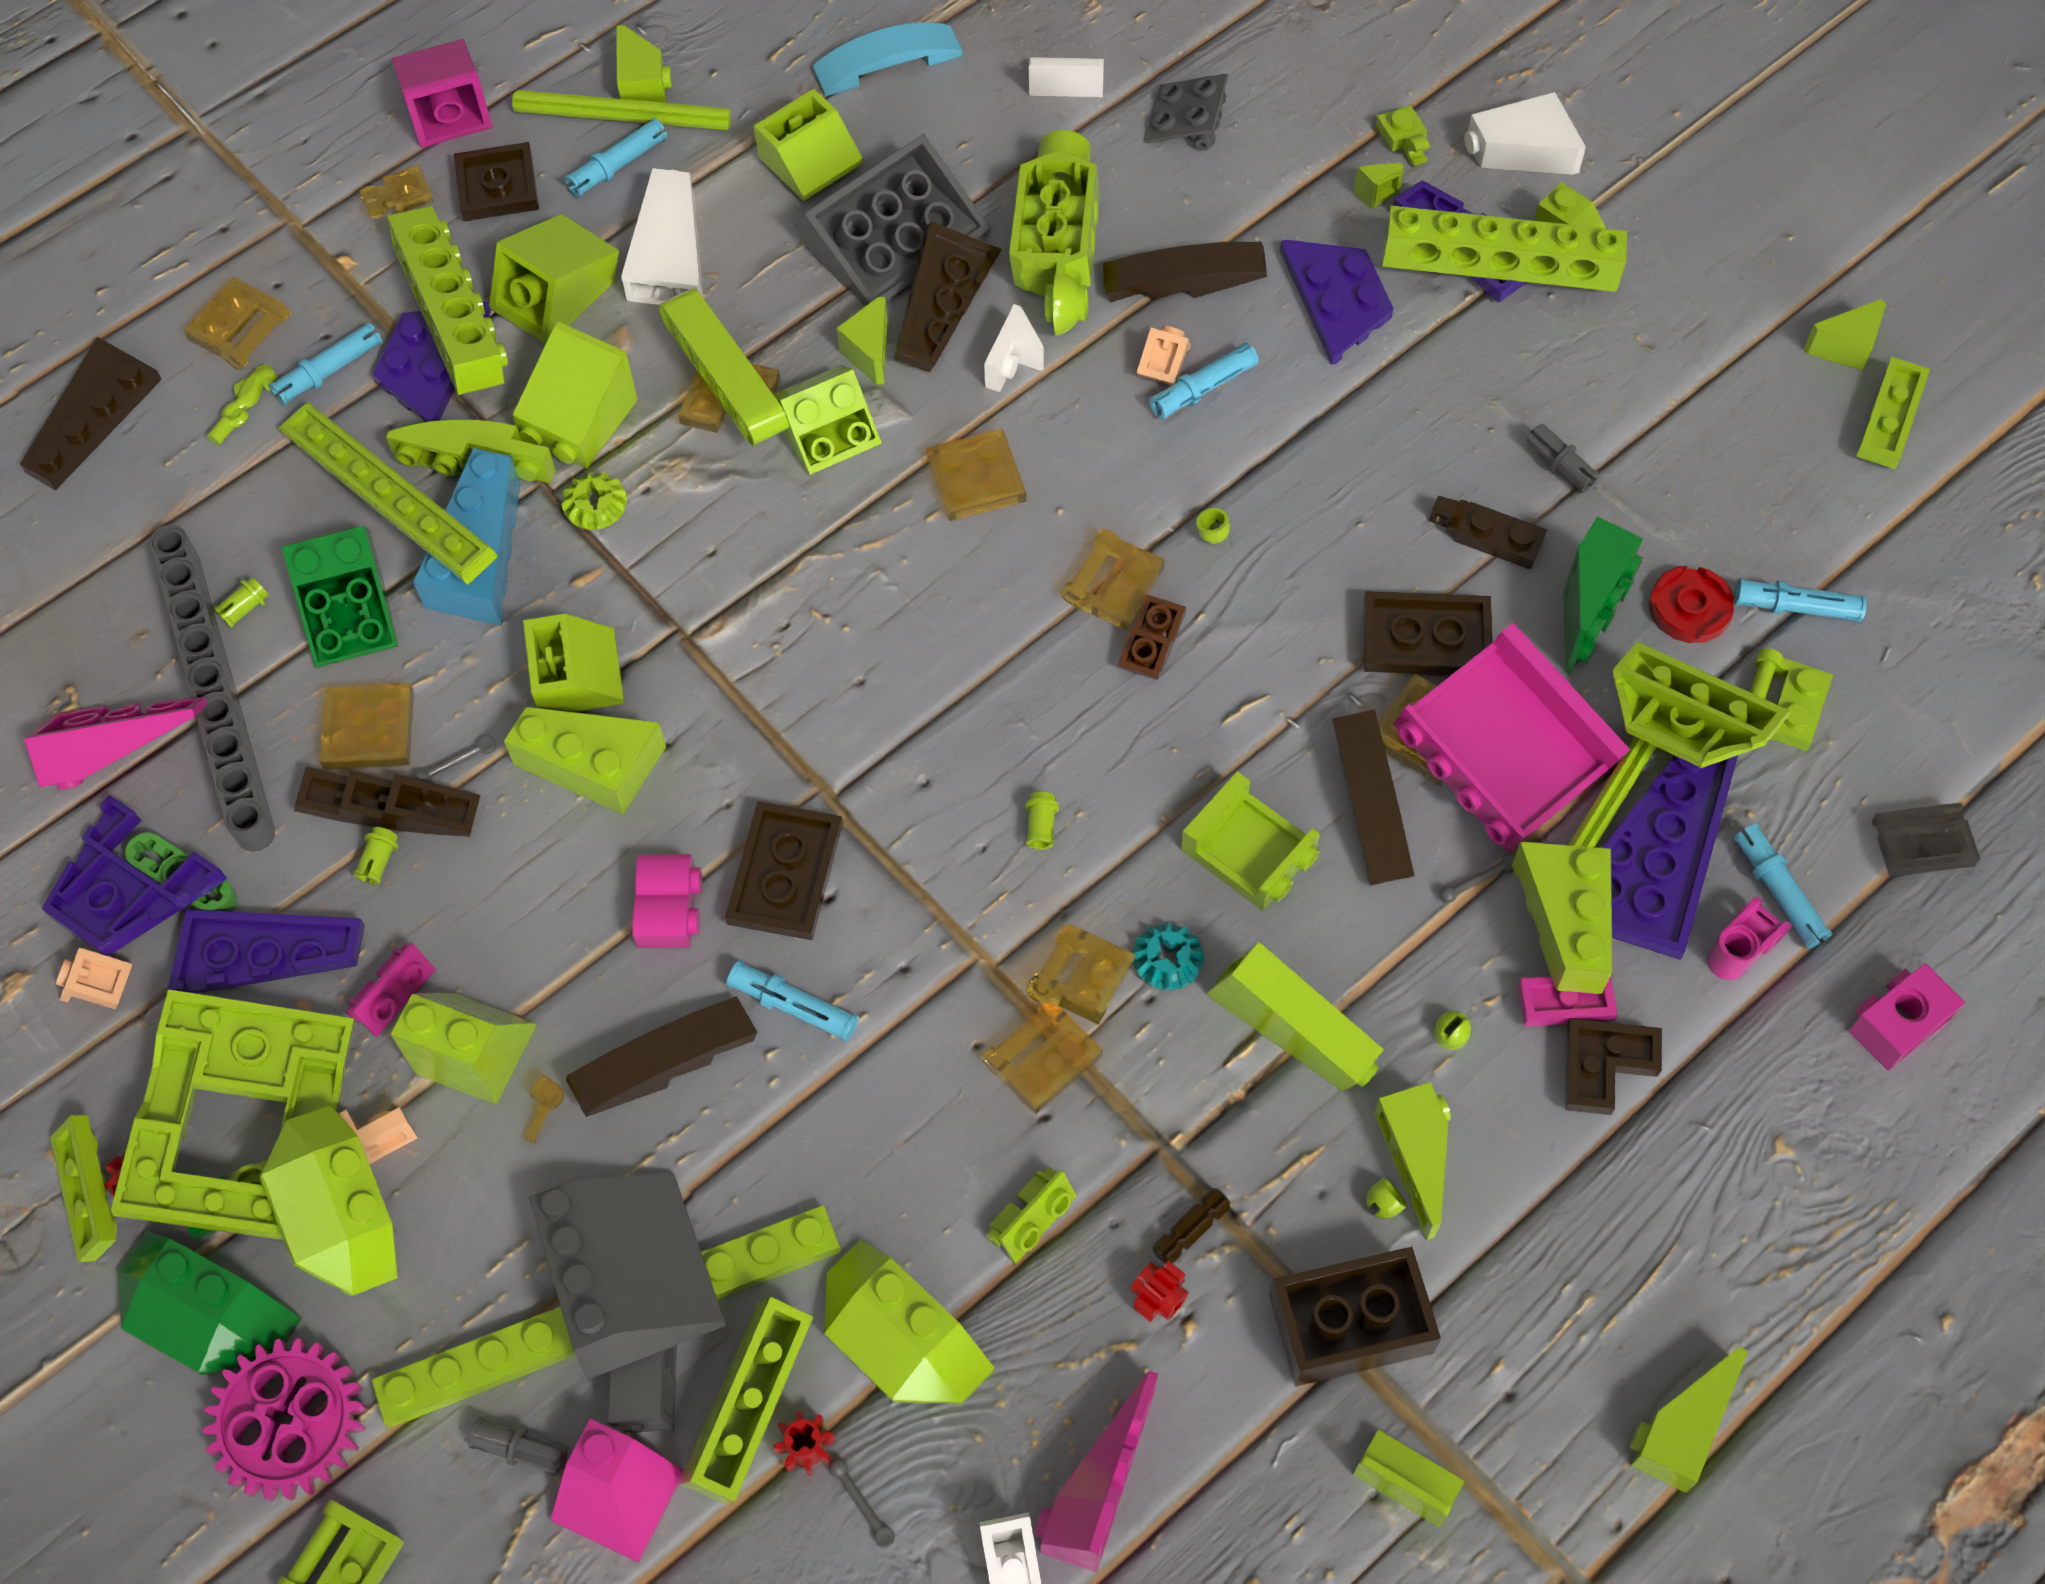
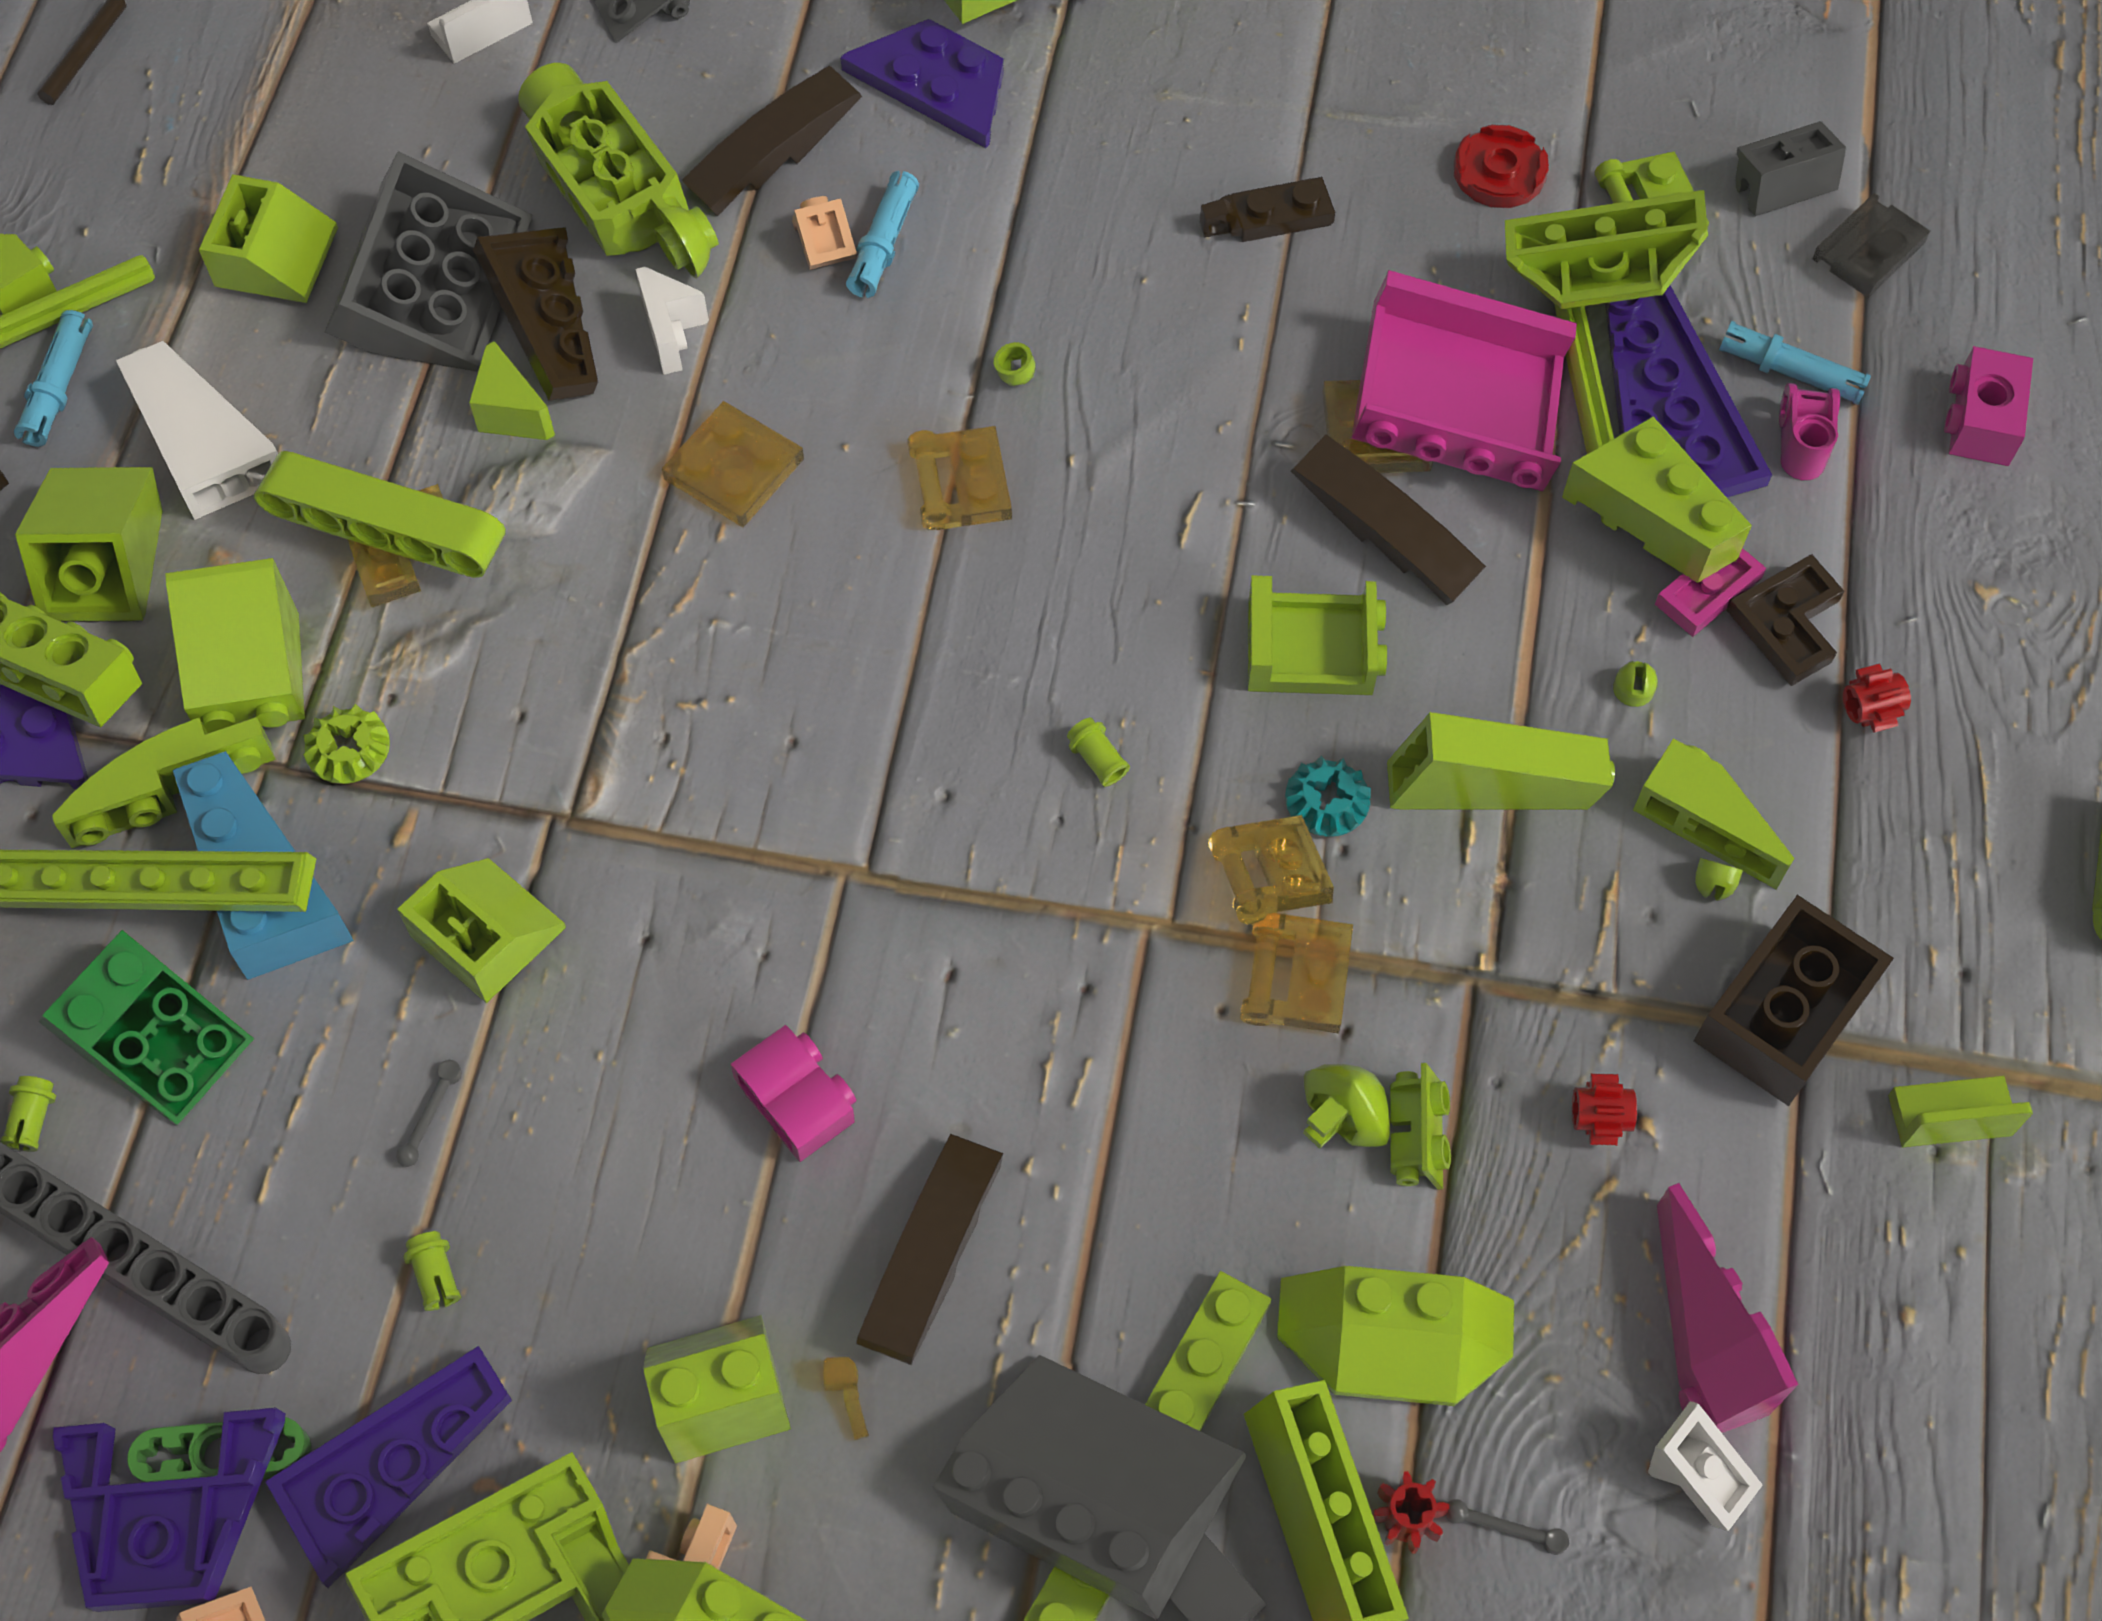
camera: 40 degrees left, 0 degrees up
(367, 726) = (299, 1143): clear yellow plate -> none
(388, 804) = (394, 1209): dark brown slope -> none
(398, 980) = (574, 1368): dark pink hinge -> none
(587, 753) = (575, 1003): lime wedge -> none
(747, 979) = (943, 1110): medium azure pin -> none
(784, 870) = (888, 976): dark brown plate -> none
(828, 419) = (536, 498): lime slope -> none
(883, 49) = (258, 104): medium azure slope -> none
(996, 1160) = (1346, 1103): none -> lime piece
(1152, 637) = (1047, 507): reddish brown slope -> none
(1191, 1226) = (1572, 1030): dark brown axle -> none
(1424, 631) = (1297, 339): dark brown plate -> none
(1449, 894) = (1548, 502): dark grey hinge -> none
(1562, 457) = (1278, 103): dark grey axle -> none
(1596, 583) = (1420, 199): green slope -> none
(1614, 1160) = (1876, 697): none -> red gear
(1781, 598) = (1575, 109): medium azure pin -> none
(1911, 742) = (1790, 167): none -> dark grey hinge

